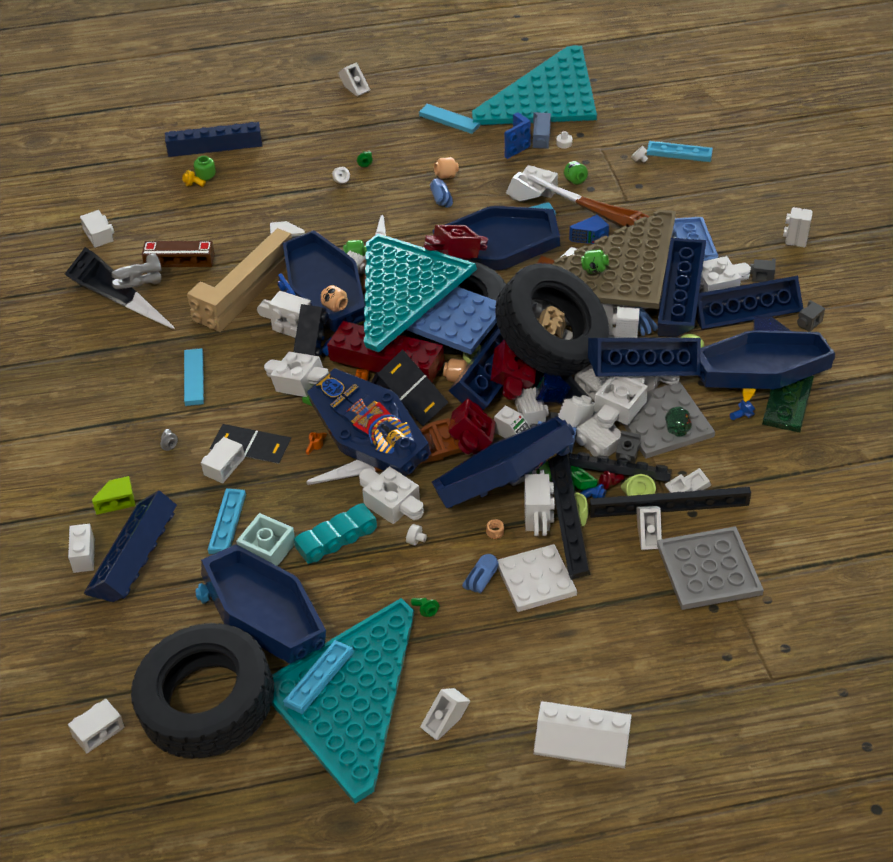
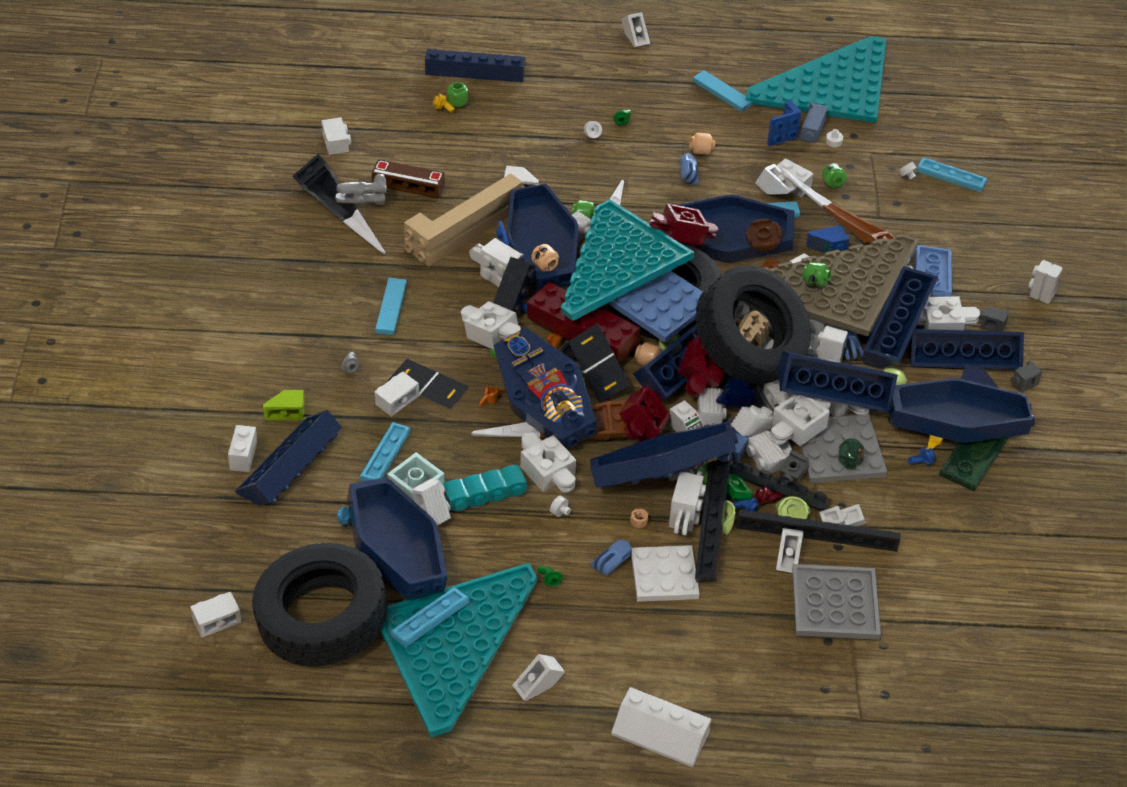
camera: 10 degrees right, 0 degrees up
(287, 556) = (432, 500): none -> white brick
(531, 236) = (763, 235): none -> reddish brown tile

